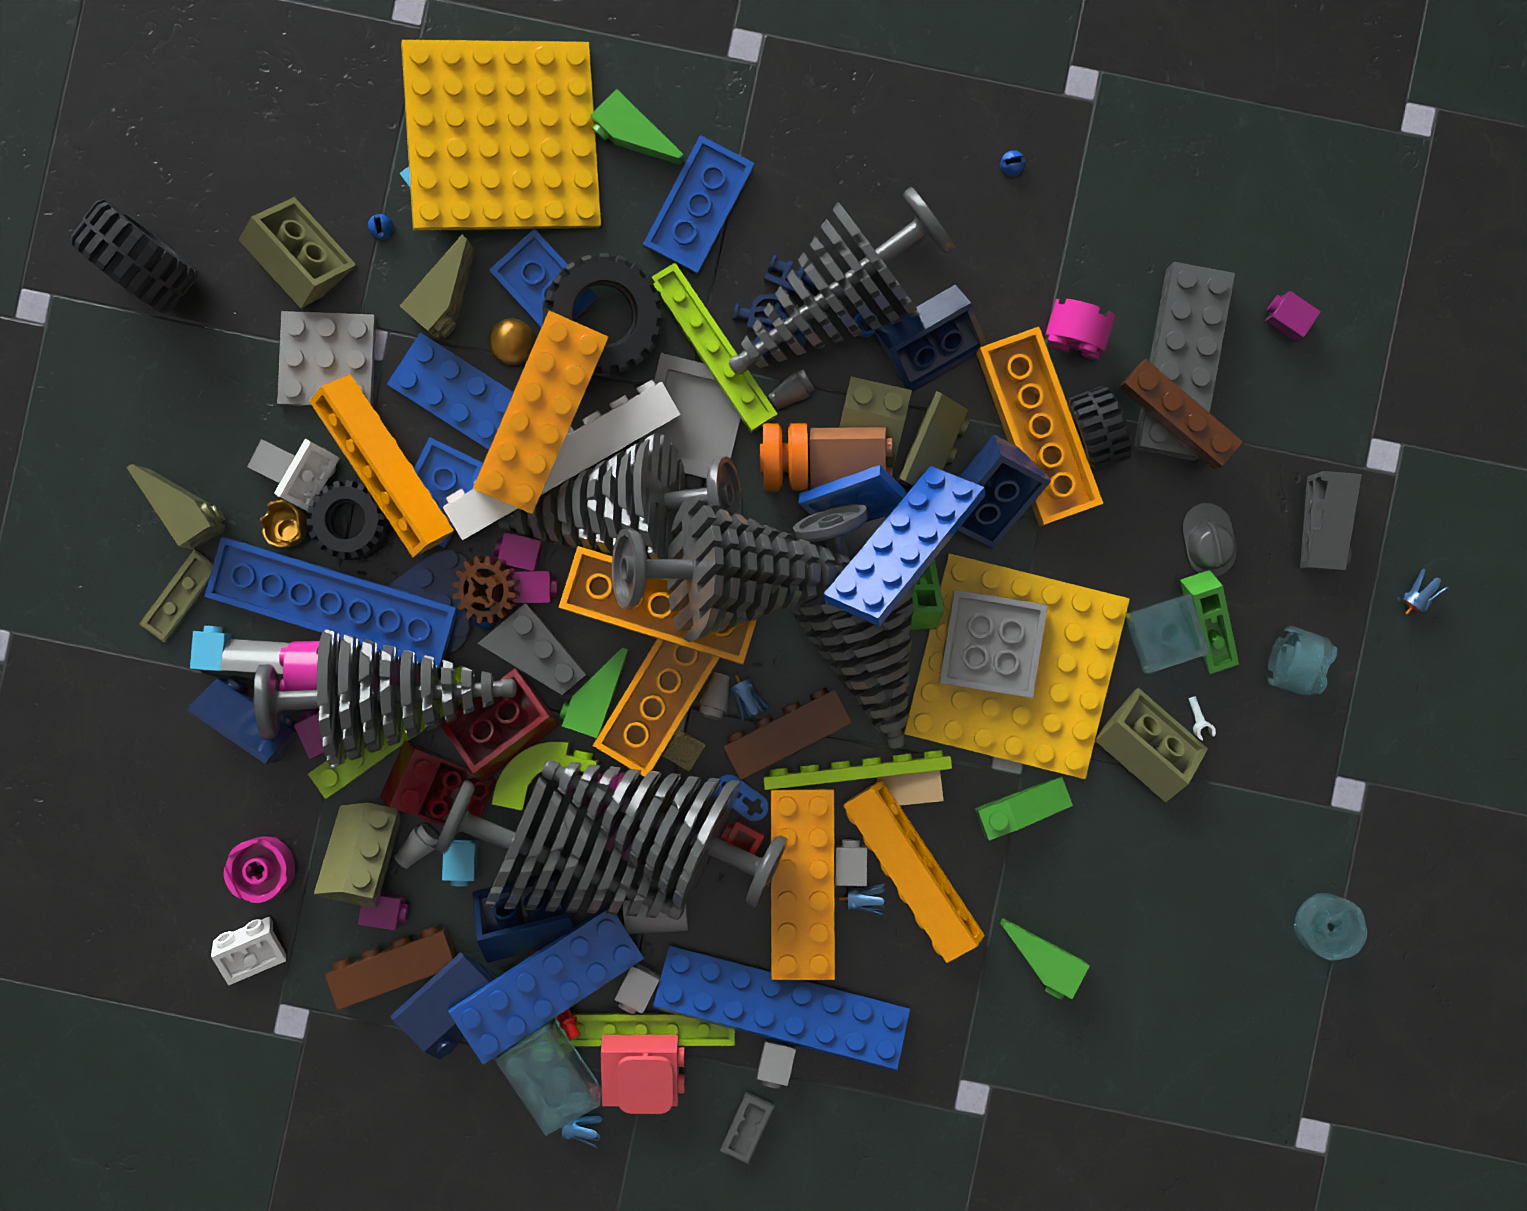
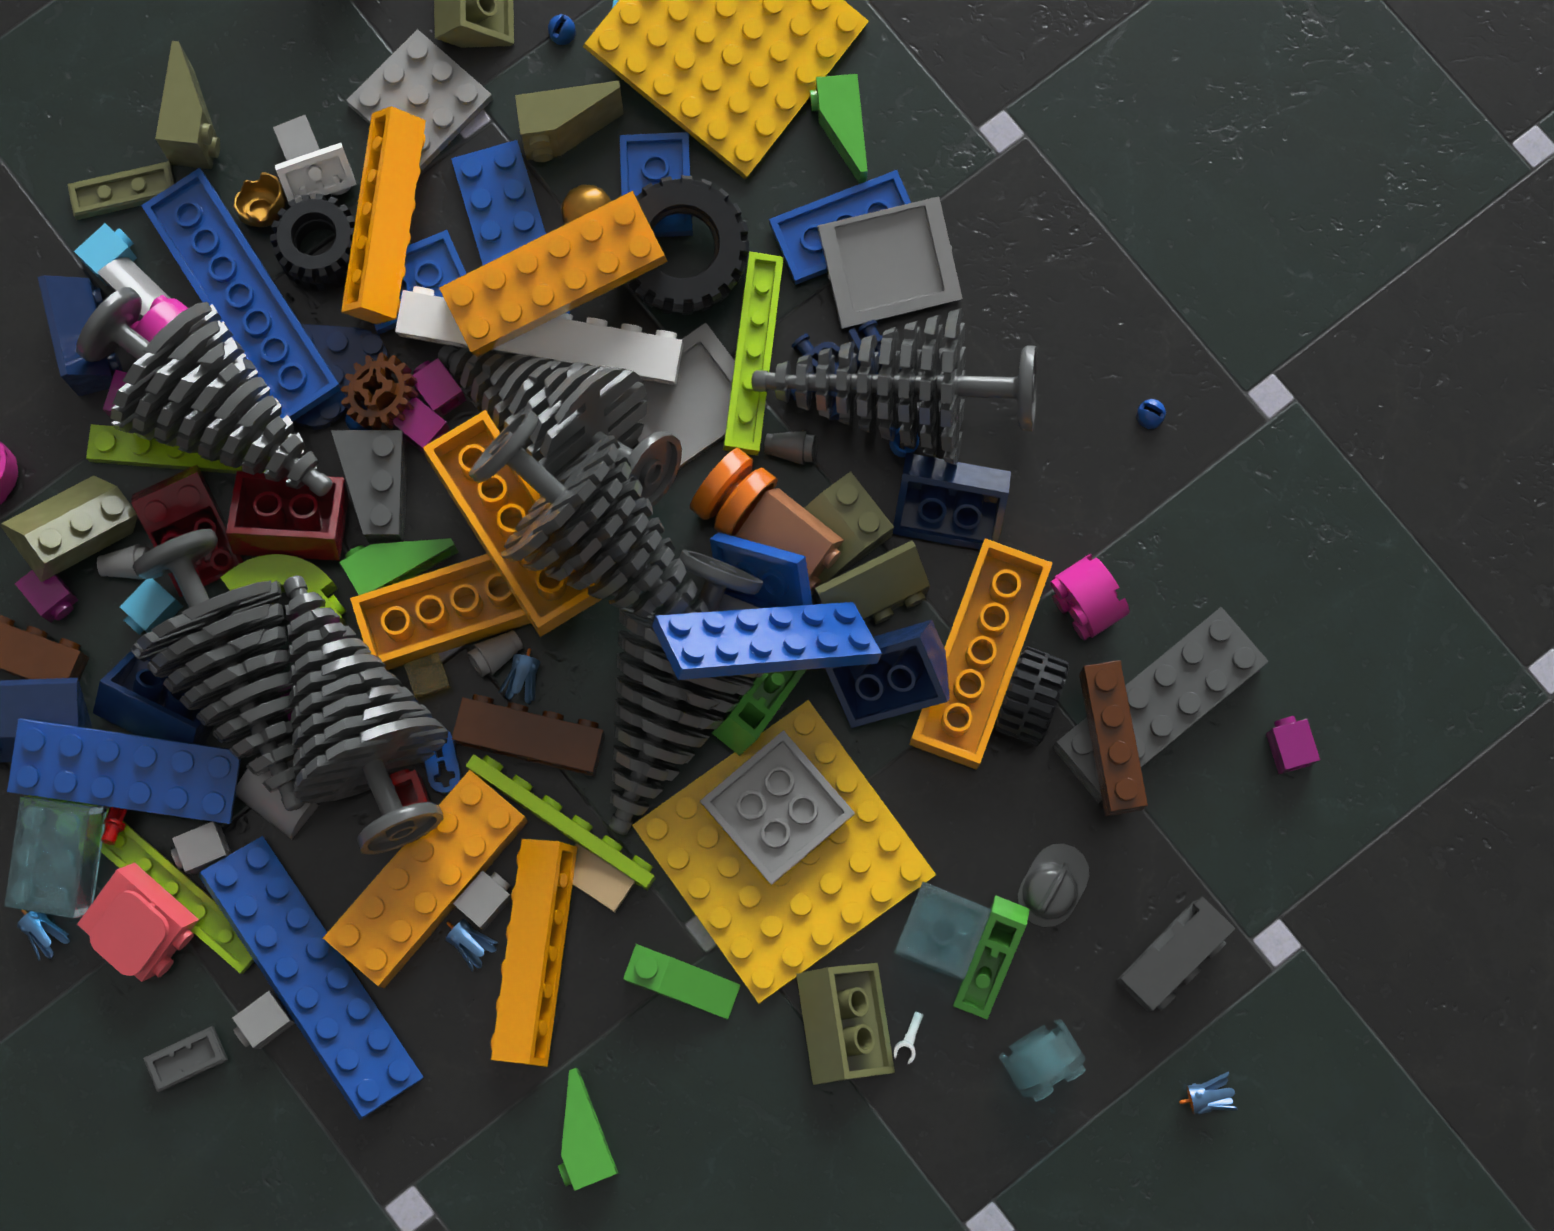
camera: 40 degrees right, 10 degrees down
(751, 205) = (889, 262): none -> light grey piece

